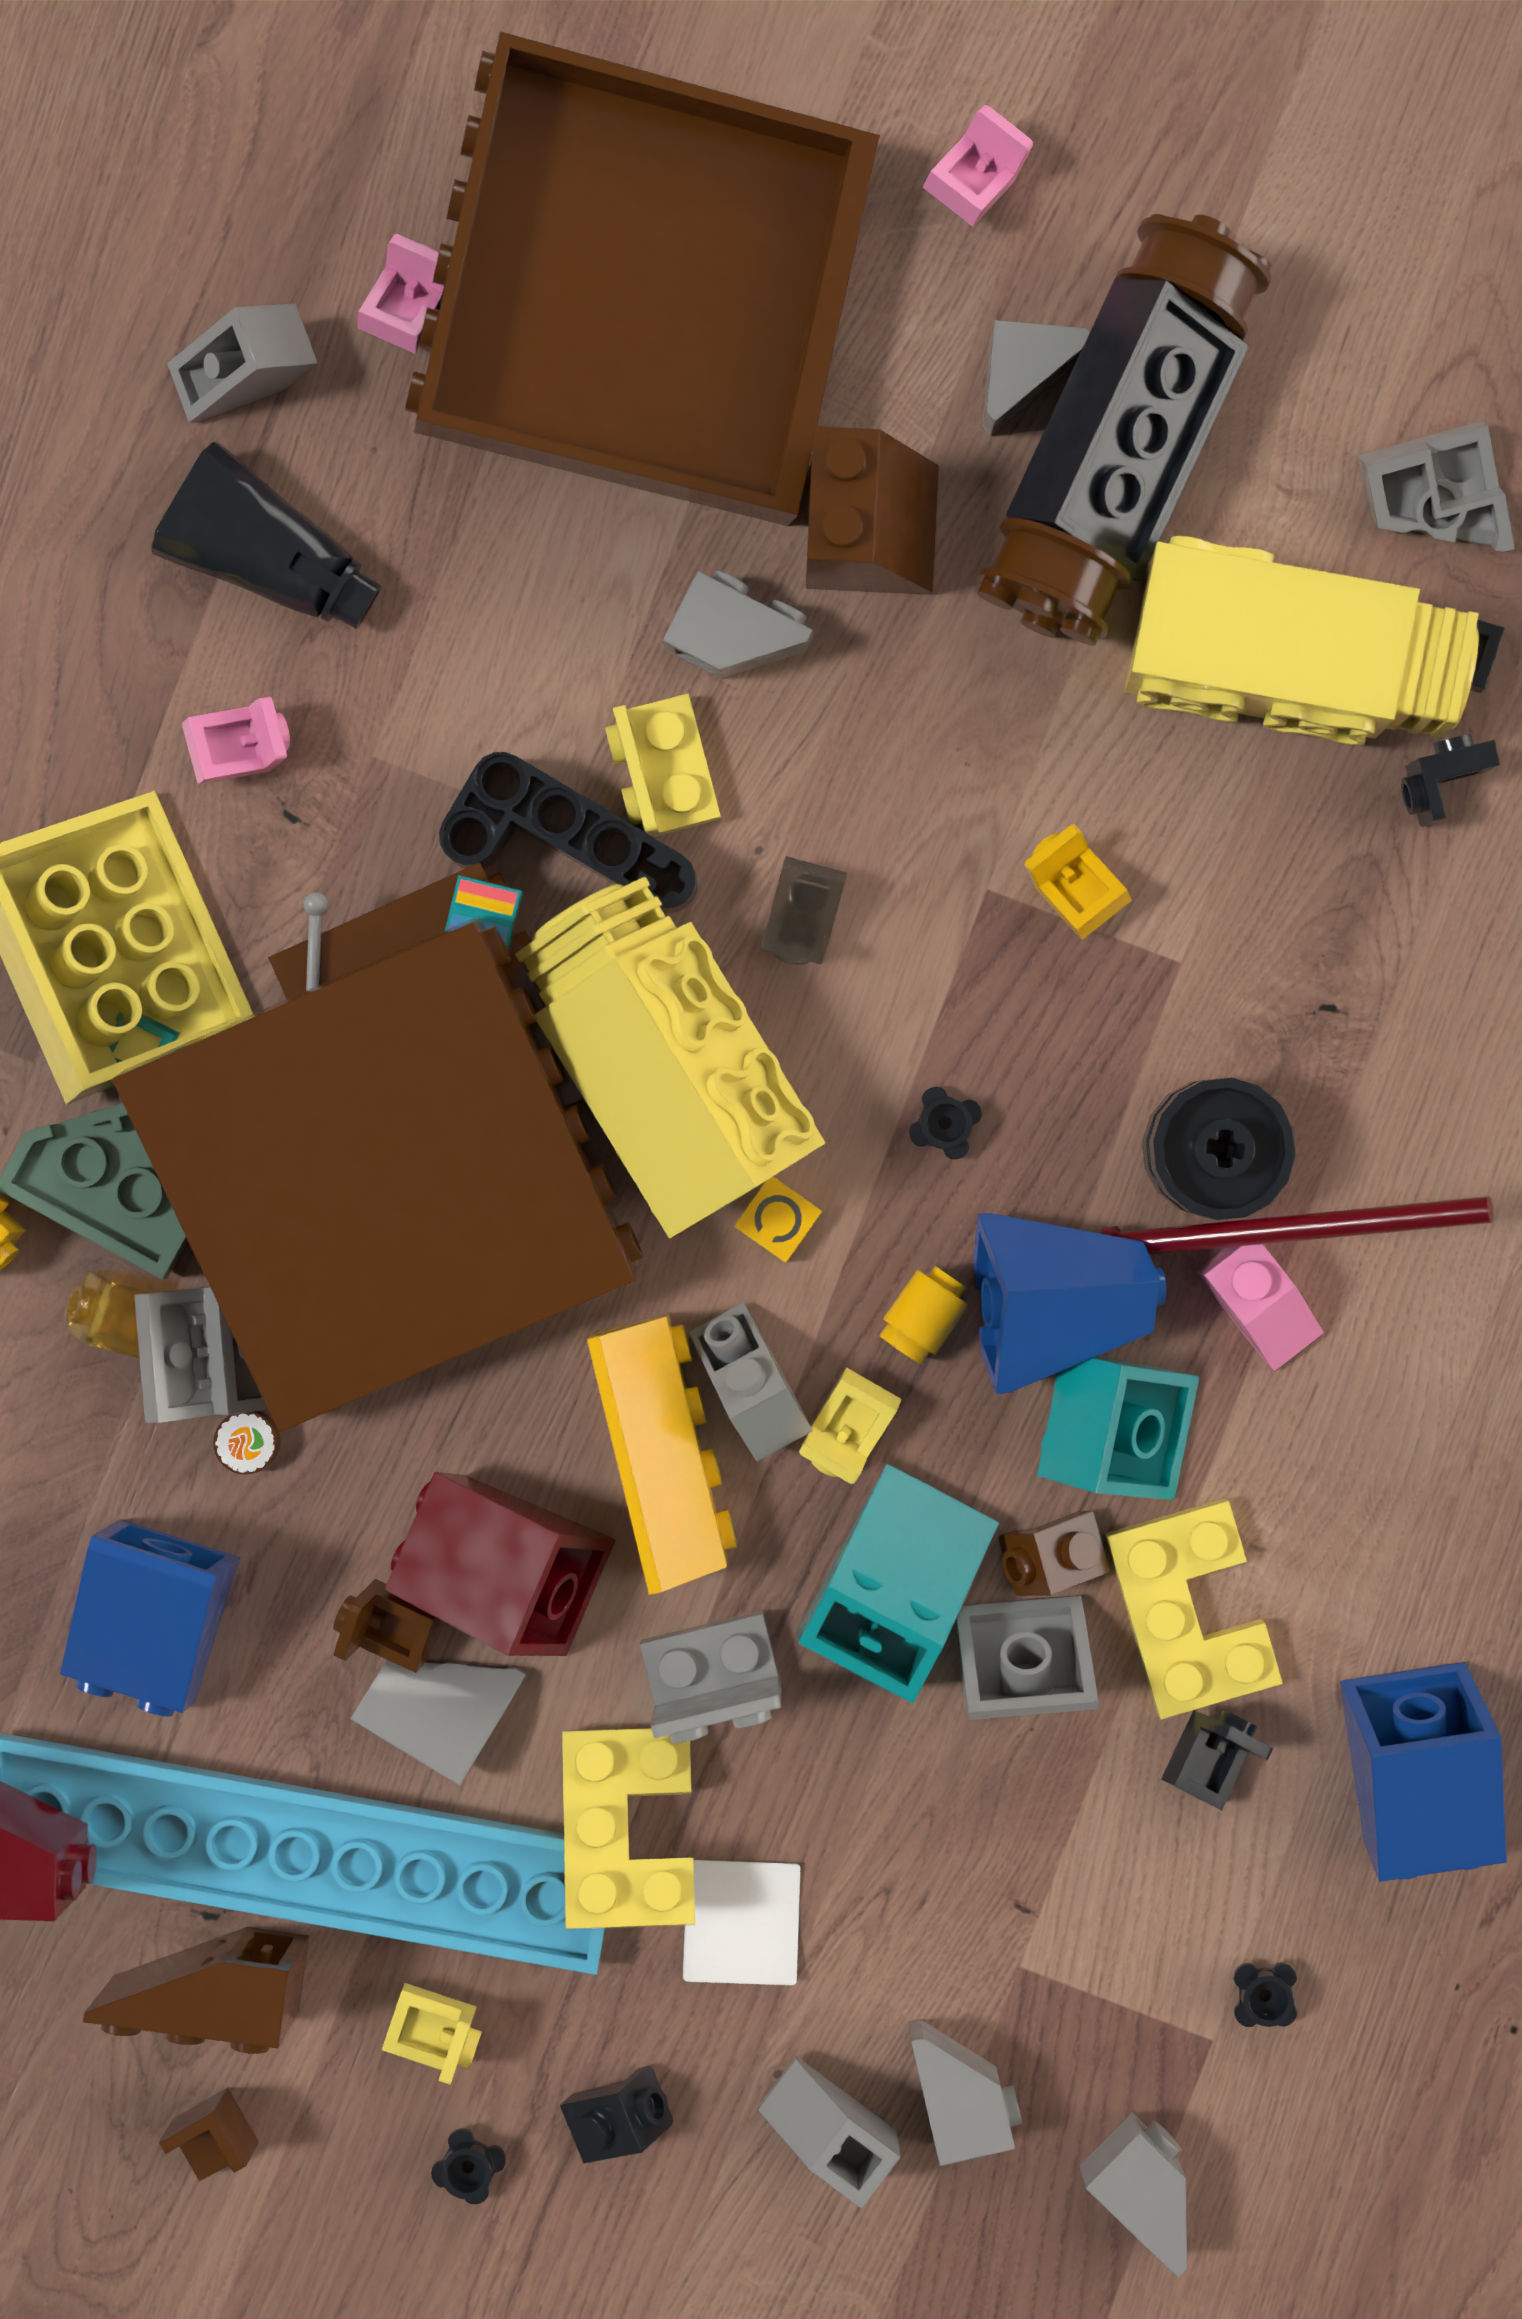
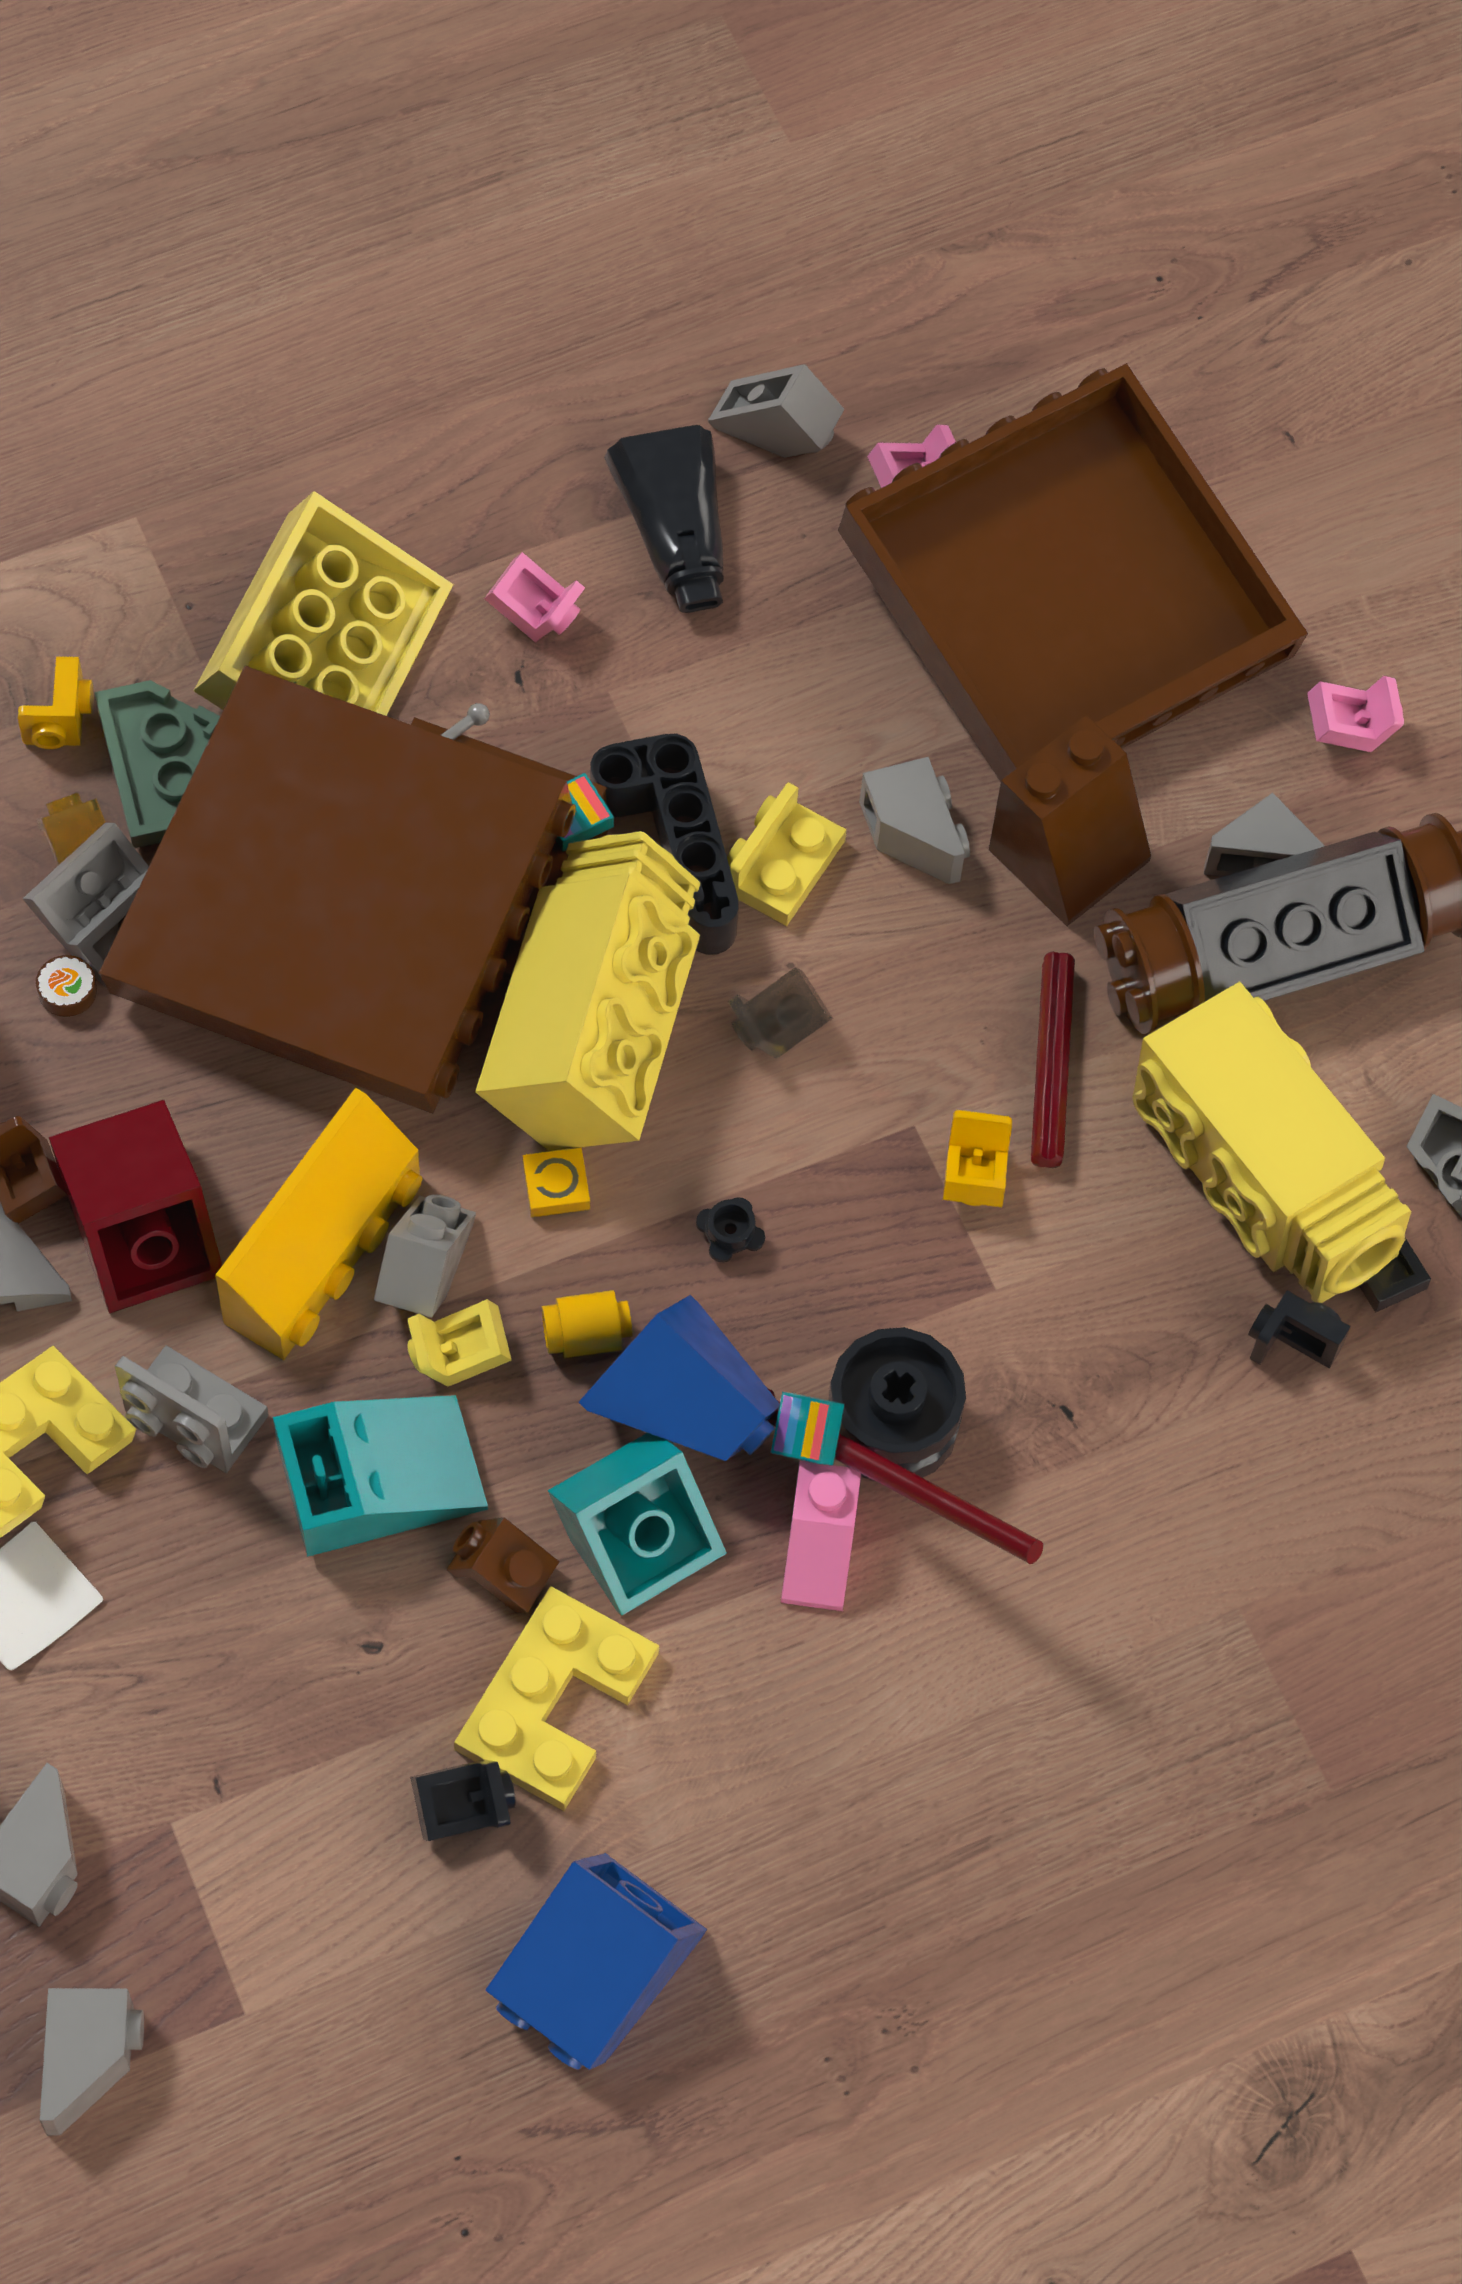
camera: 35 degrees right, 25 degrees down
(1025, 1658) = (405, 1607): light grey slope -> none
(1040, 727) = (1052, 1060): none -> dark red axle
(1189, 1248) = (807, 1428): none -> tile
(1271, 2012) = (317, 1992): black plate -> none

